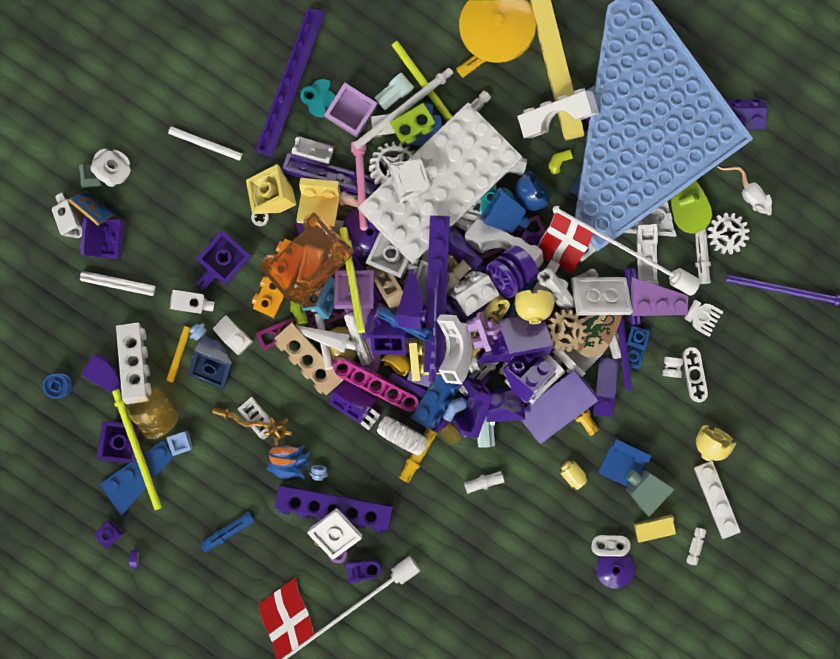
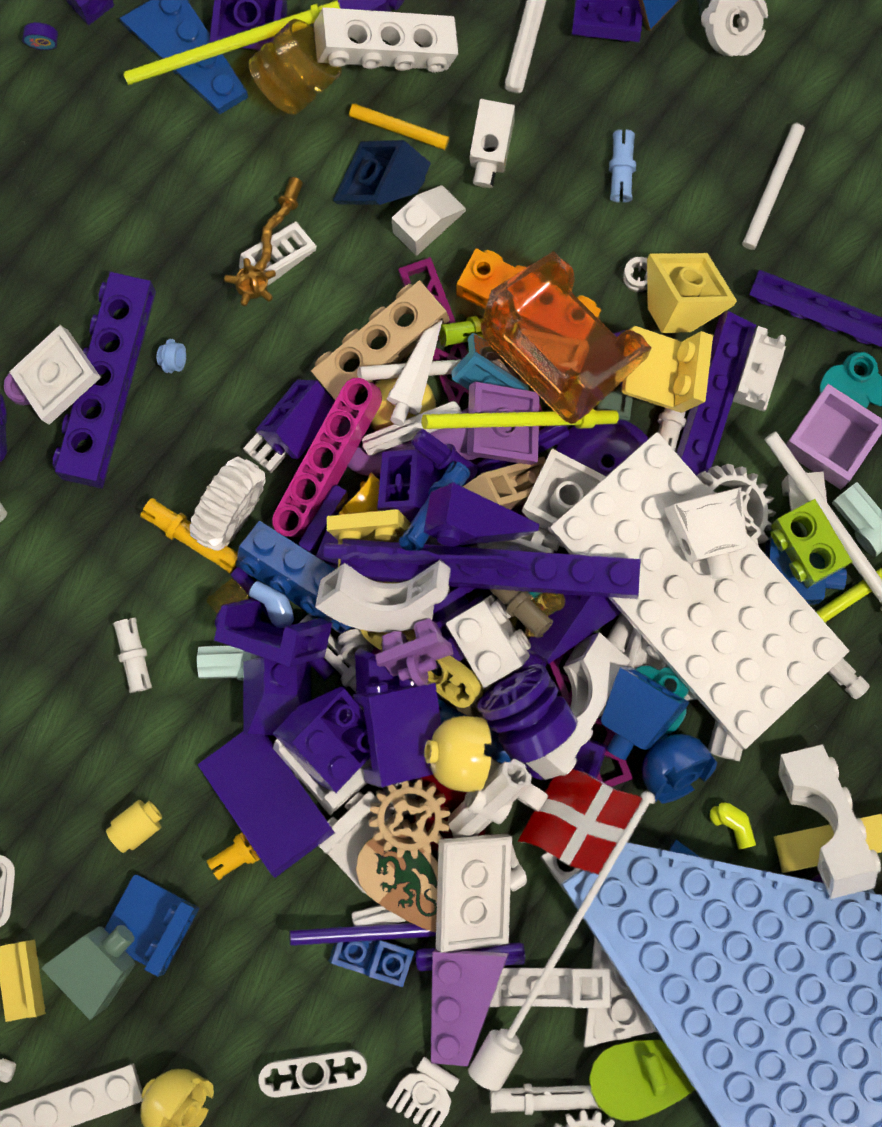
camera: 95 degrees right, 10 degrees down
(180, 443) = (240, 118): light blue panel -> none
(197, 228) = (622, 166): none -> light blue pin
(197, 331) = (438, 156): light blue plate -> none
(207, 544) = (57, 162): blue pin -> none
(212, 258) = (551, 194): dark purple brick -> none
(287, 461) = (194, 298): blue hair -> none
(360, 181) = (756, 451): bright pink piece -> none
(605, 387) = (298, 894): dark purple slope -> none
(672, 362) = (337, 1032): white wheel -> none

